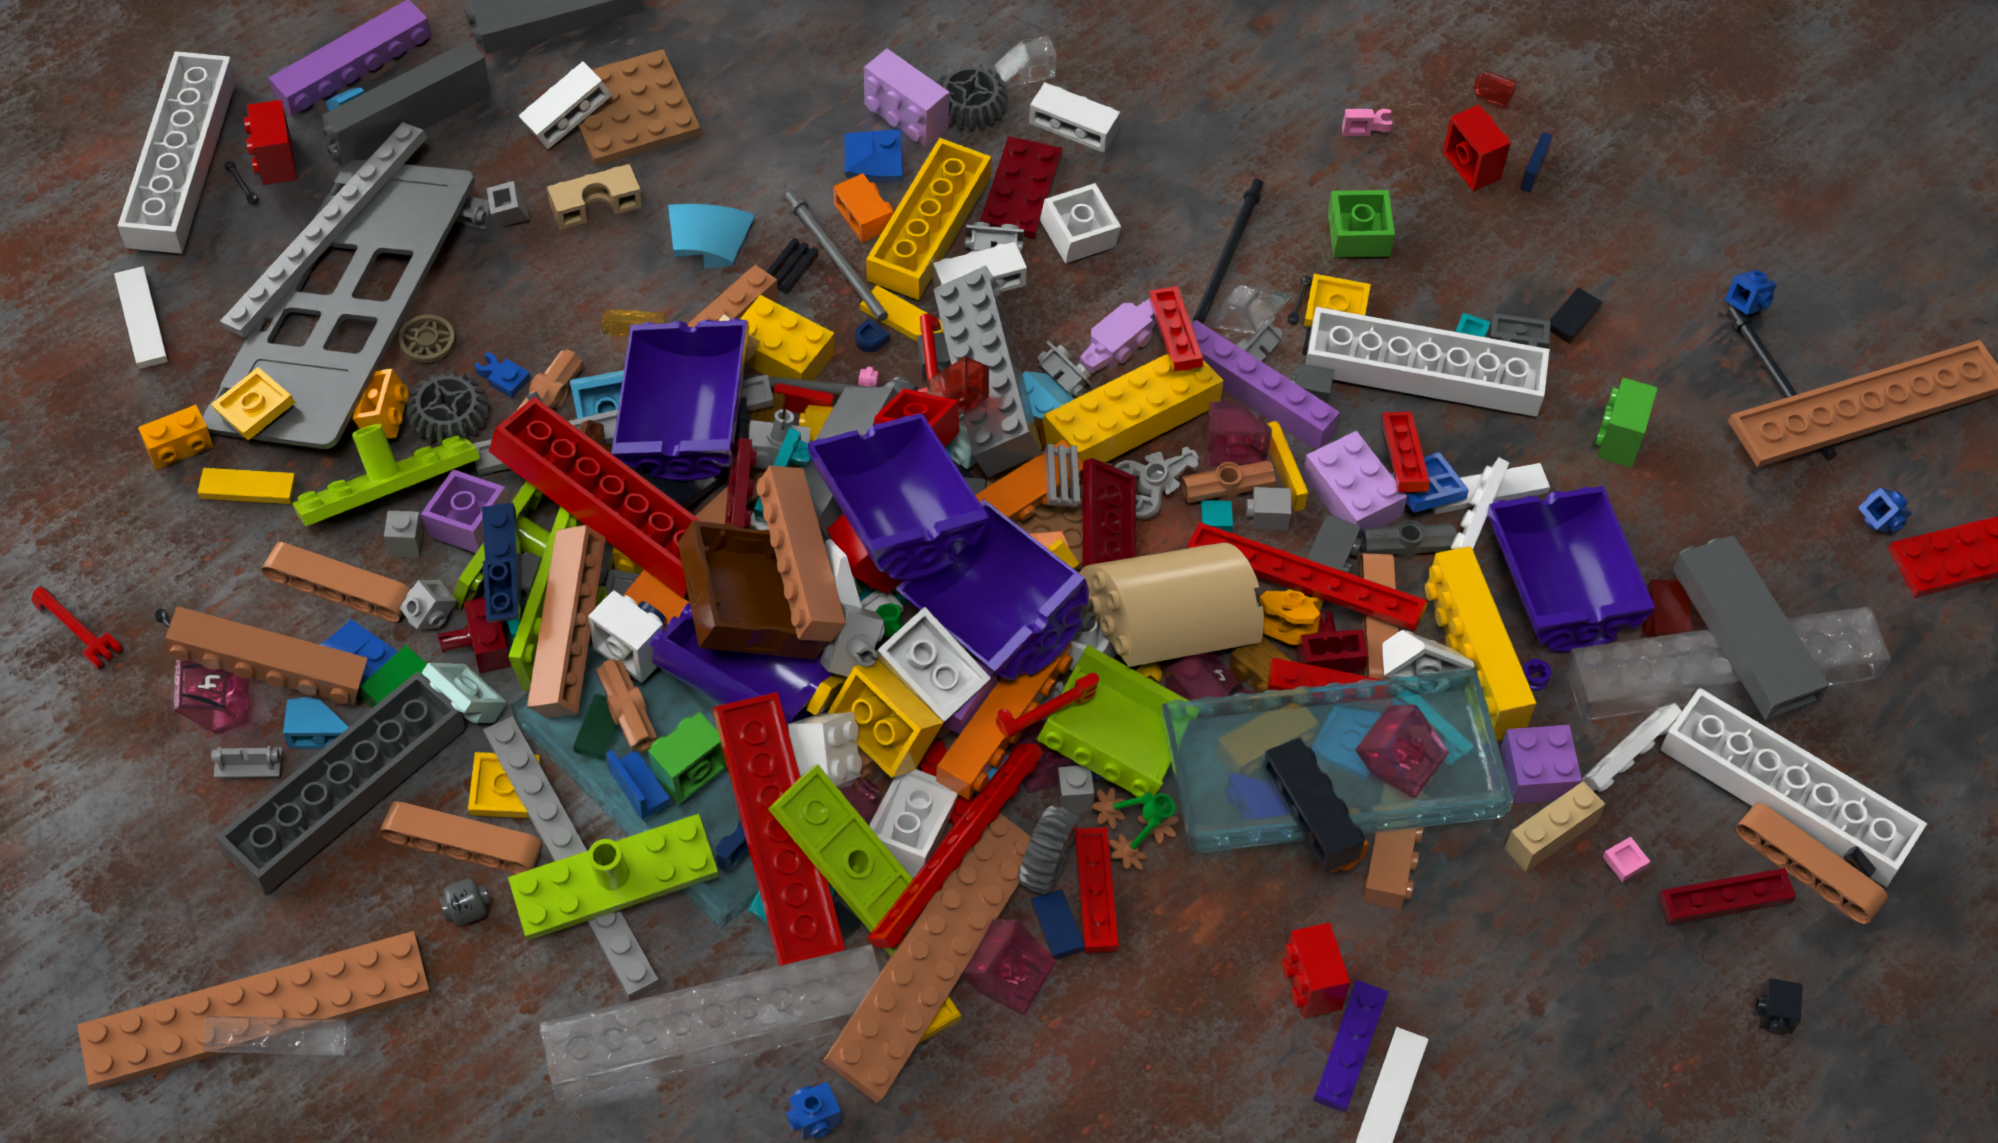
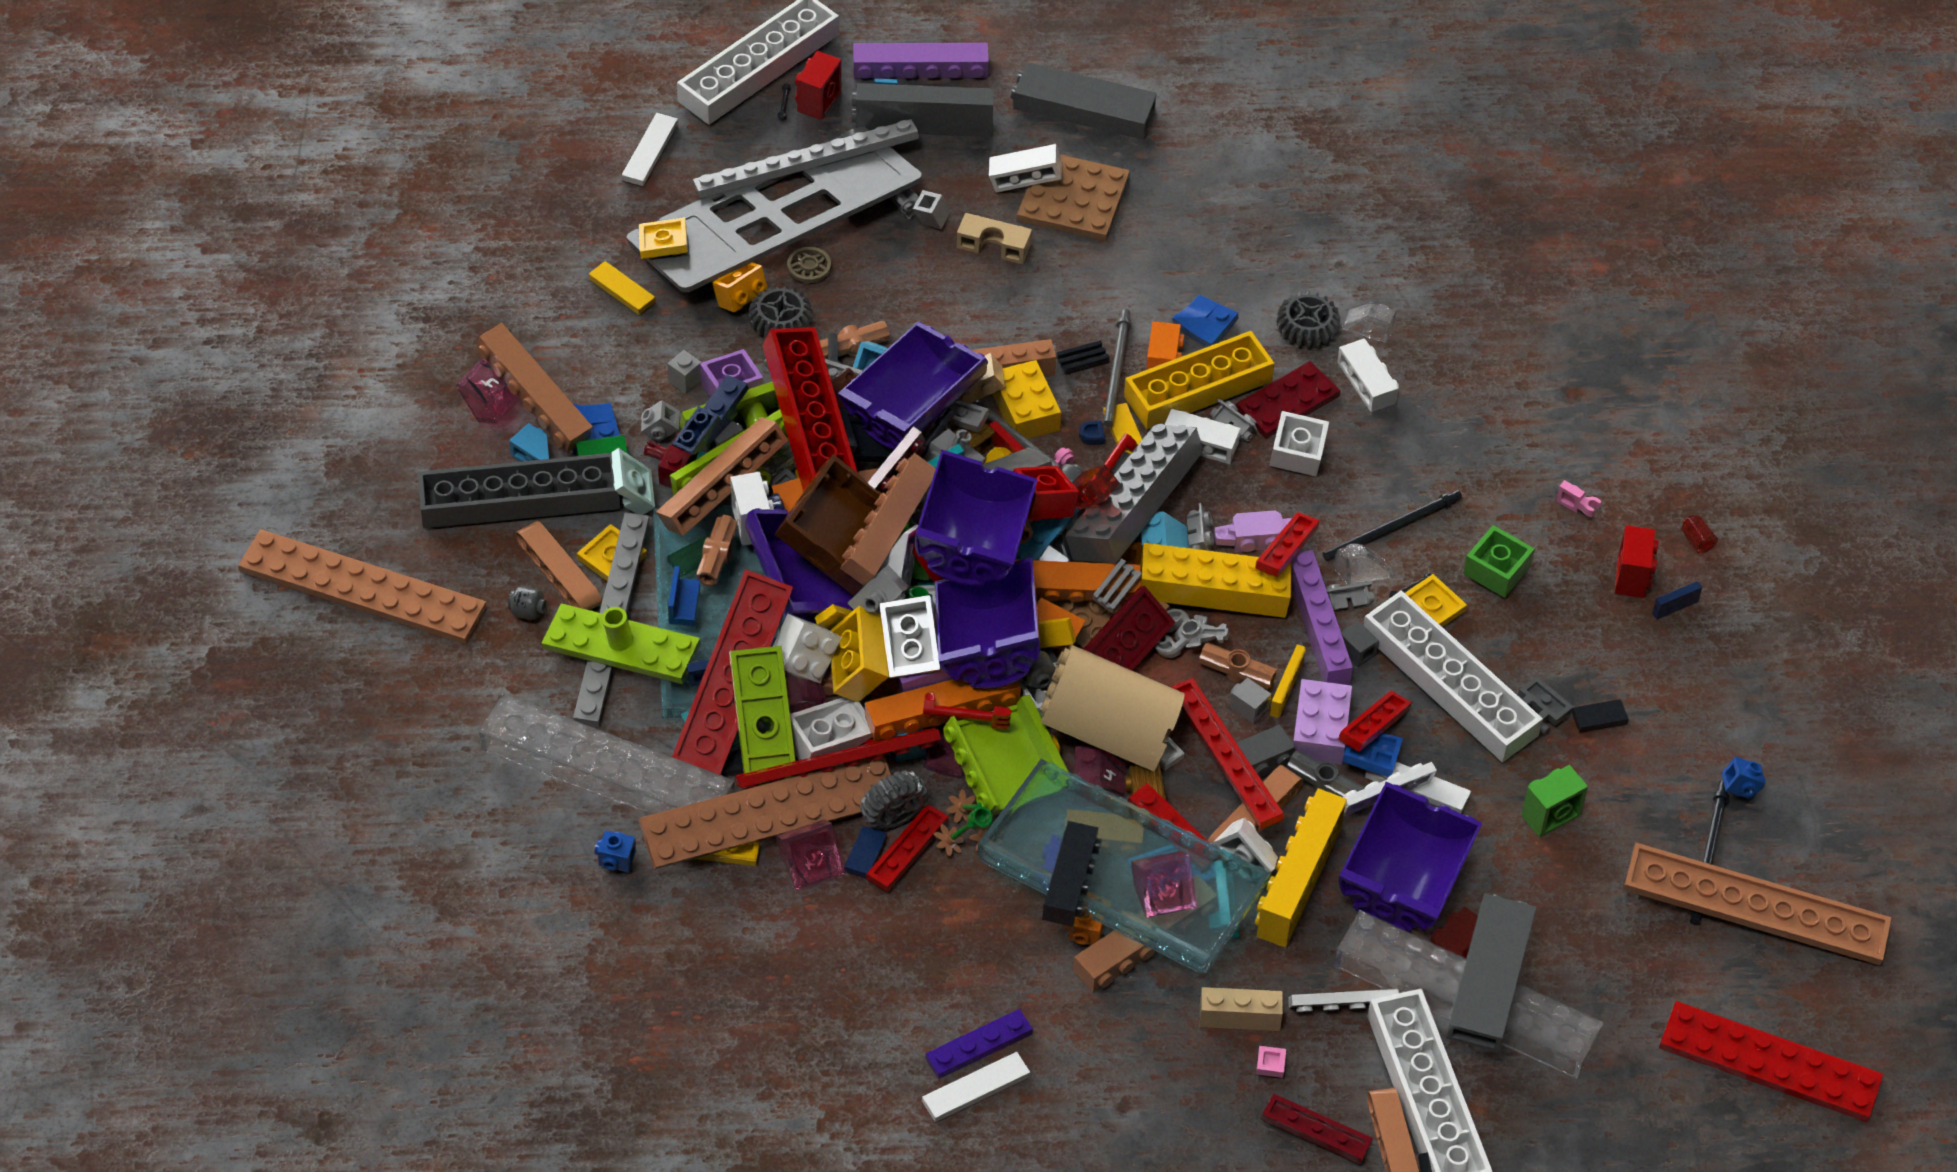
camera: 40 degrees right, 5 degrees down
(44, 598) = (448, 282): red hinge -> none
(176, 437) = (603, 232): light orange brick -> none
(247, 762) = (478, 446): light grey hinge -> none
(274, 1035) = (356, 604): clear plate -> none
(335, 581) = (620, 374): nougat beam -> none
(383, 473) = (702, 325): lime plate -> none
(504, 377) = (835, 316): blue plate -> none
(619, 320) = (945, 327): clear yellow slope -> none
(687, 757) = (713, 598): bright green brick -> none
(709, 231) = (1045, 303): medium azure slope -> none
(906, 98) = (1257, 293): lavender brick -> none
(1075, 788) = (949, 780): light grey brick -> none
(1151, 671) = (1068, 746): yellow hinge -> none
(1217, 514) = (1212, 683): teal tile -> none
(1235, 435) = (1264, 636): clear pink slope -> none
(1290, 613) = (1196, 770): light orange hinge -> none
(1315, 970) = (992, 980): red brick -> none
(1332, 648) = (1199, 807): dark red brick -> none
(1473, 325) = (1512, 677): teal plate -> none
(1534, 666) = (1334, 911): dark purple bush -> none
(1540, 763) = (1270, 964): medium lavender brick -> none
(1877, 510) = (1688, 975): blue brick -> none

